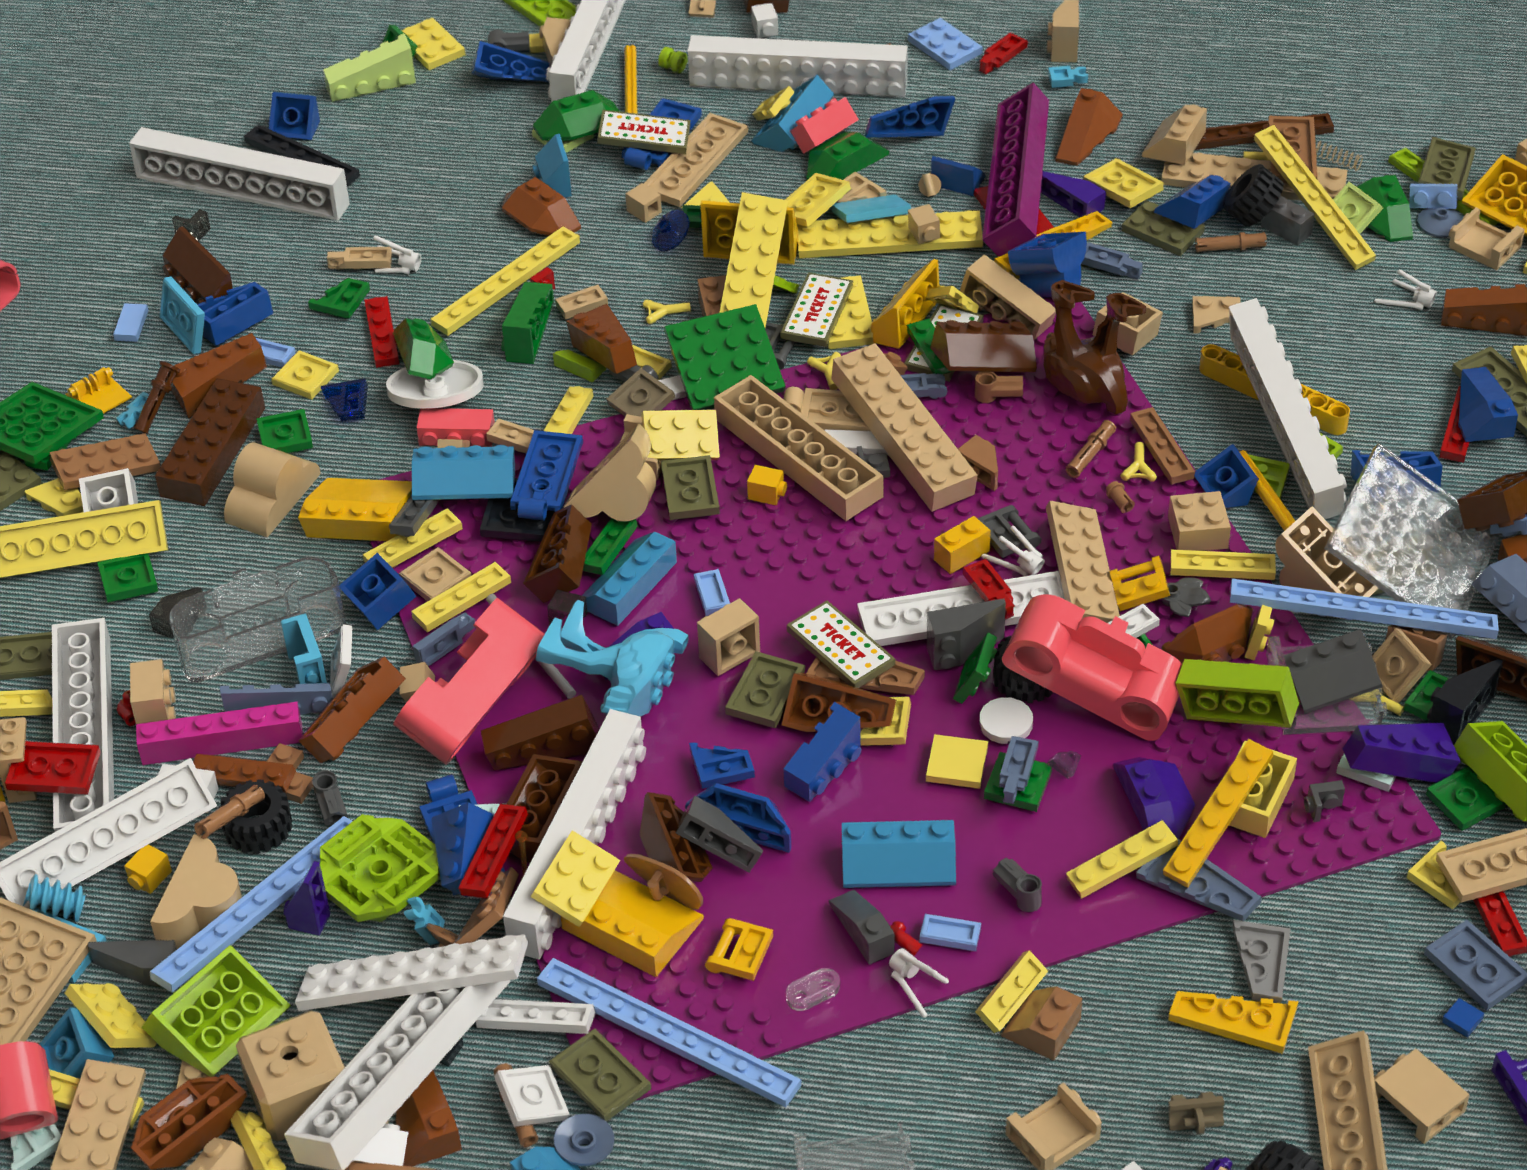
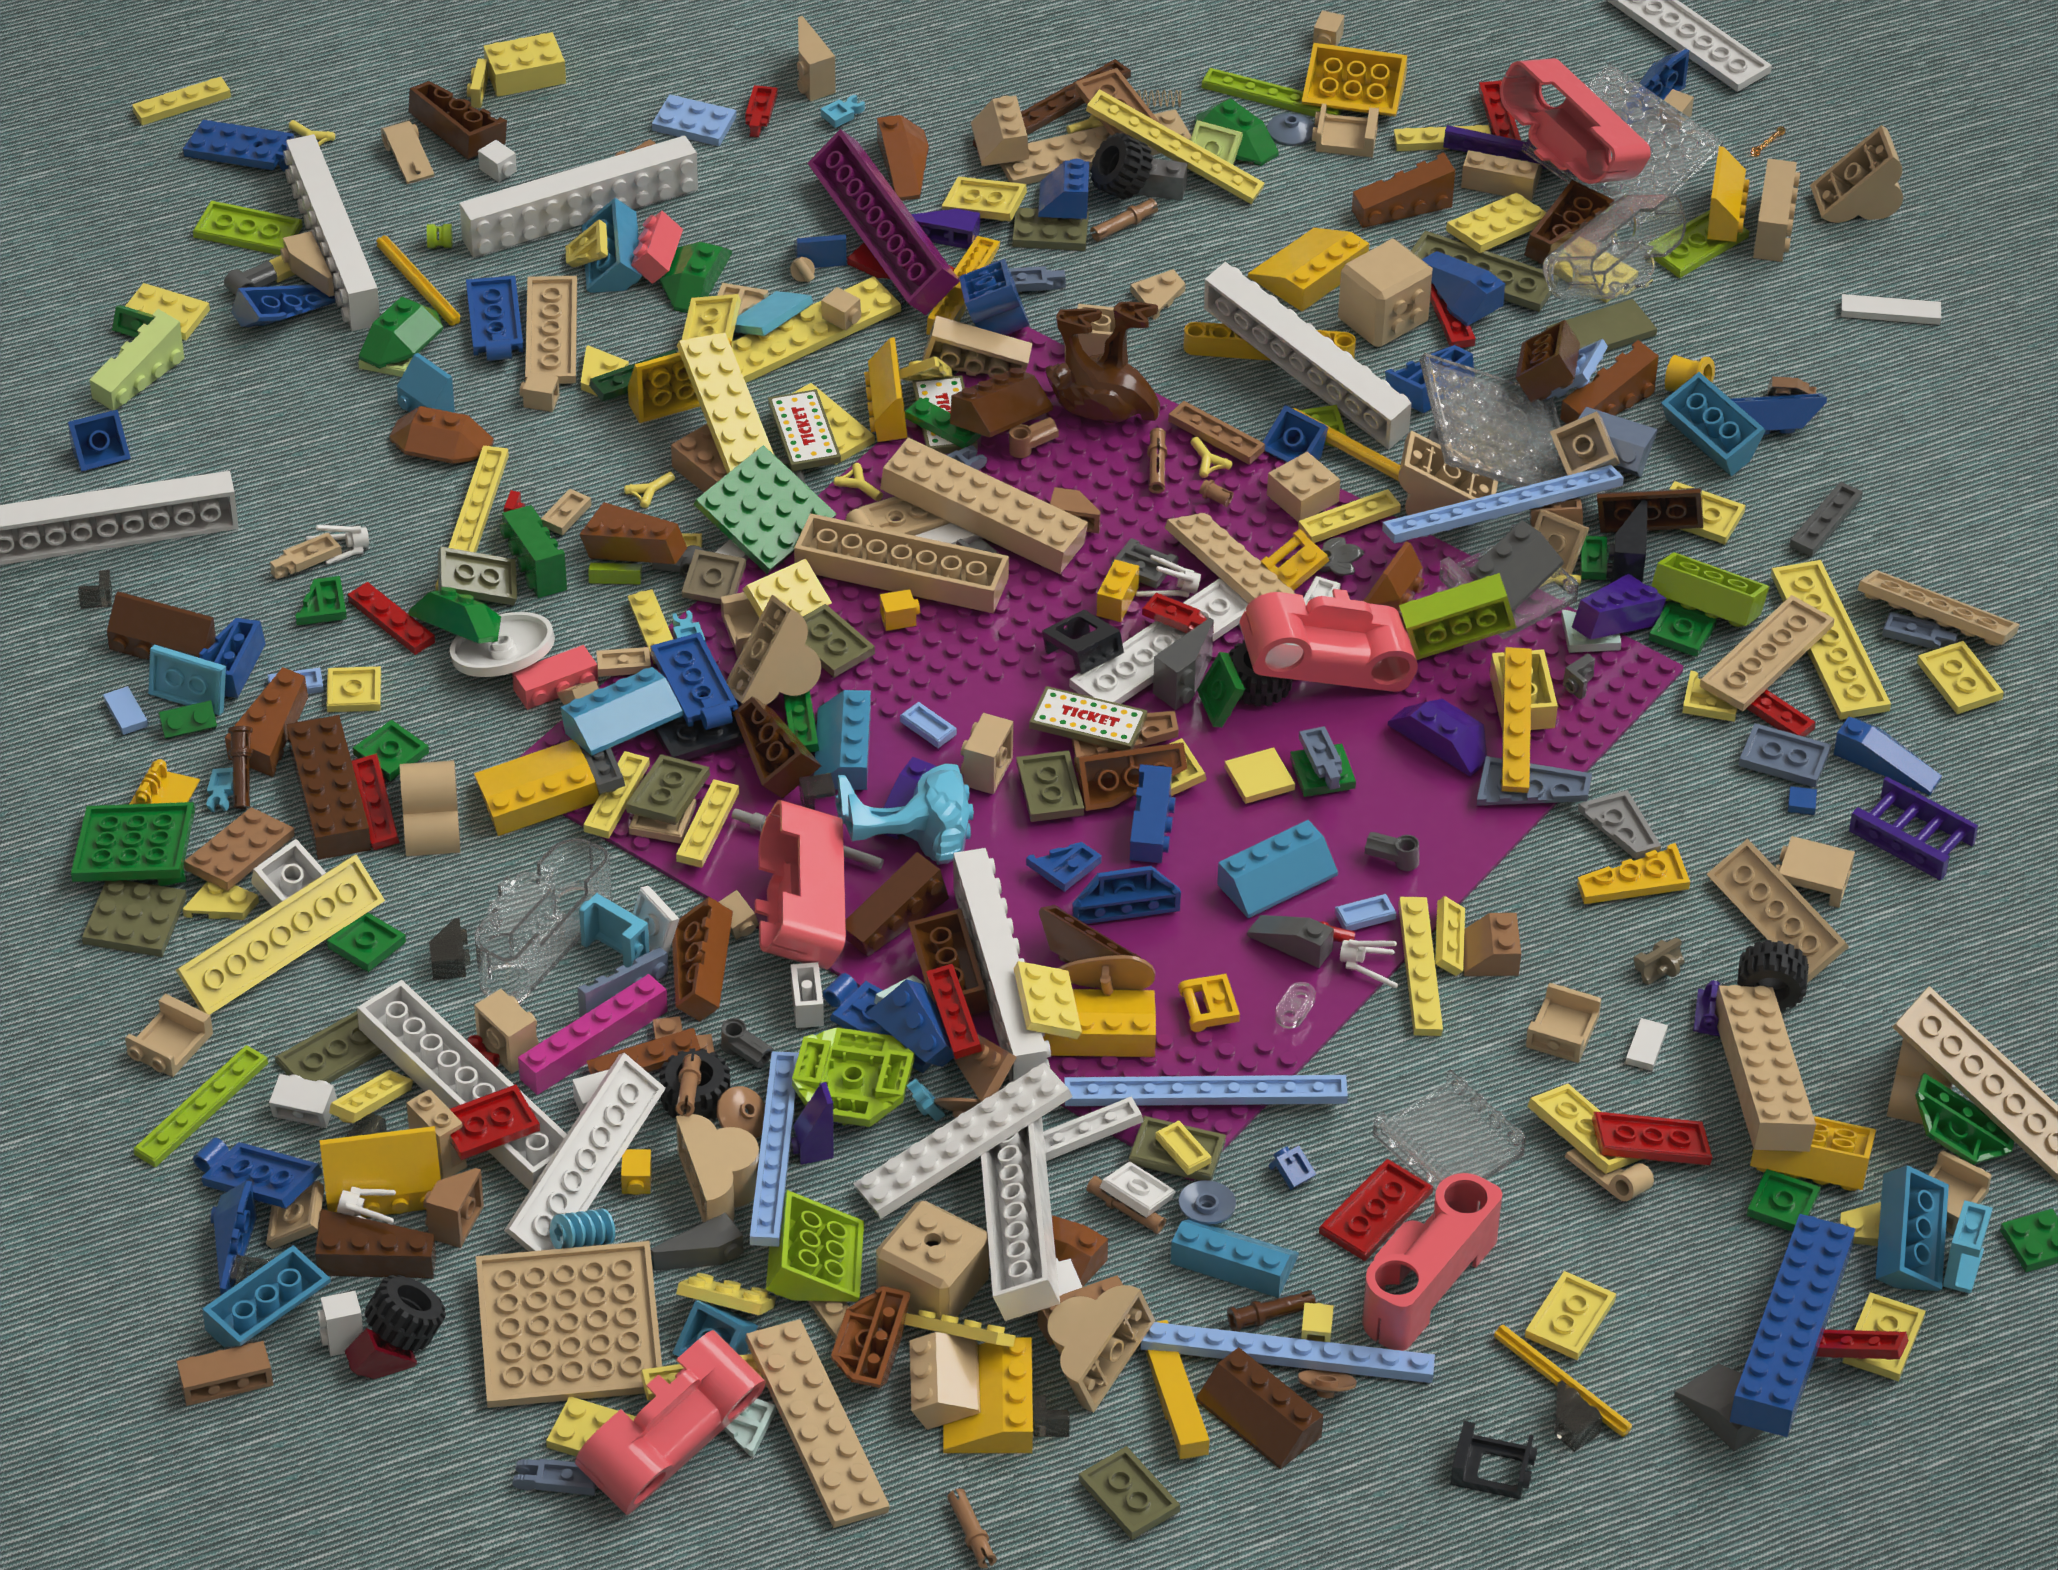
camera: 35 degrees left, 0 degrees up
(163, 346) = (187, 719): none -> green plate
(223, 480) = (375, 801): none -> red plate
(260, 846) = (732, 1110): none -> medium nougat dish
(283, 146) = (117, 475): black plate -> none
(347, 398) = (421, 694): clear blue wing -> none
(377, 591) = (632, 849): blue brick -> none
(408, 779) = (807, 995): none -> white brick
(443, 639) = (726, 866): sand blue hinge -> none
(449, 554) = (668, 789): none -> olive plate
(464, 323) = (478, 575): none -> olive plate
(521, 836) = (967, 990): clear orange hinge -> none
(588, 430) = (685, 627): none -> medium azure plate
(599, 1076) = (1183, 1147): none -> light yellow tile
(644, 131) = (486, 320): tile -> none
(670, 230) = (600, 415): clear blue dish -> none
(689, 1144) = (1293, 1166): none -> bracket
(718, 834) = (1120, 917): dark grey slope -> none
(892, 578) = (1086, 647): none -> black window
(920, 118) = (743, 207): blue wedge -> none
(961, 1008) = (1420, 966): none -> light yellow plate
(1005, 718) = (1272, 724): white tile -> none
(1065, 763) = (1351, 737): clear purple tile -> none
(1122, 859) = (1459, 793): light yellow plate -> none
(1261, 626) = (1430, 553): light yellow wing -> none
(1366, 340) = (1309, 266): none -> yellow slope
(1402, 382) = (1385, 293): none -> tan plate
(1423, 294) = (1332, 206): white plant -> none
(1433, 196) = (1274, 105): light blue plate -> none
(1447, 164) = (1263, 74): olive tile -> none
(1482, 586) = (1584, 445): none -> tan brick

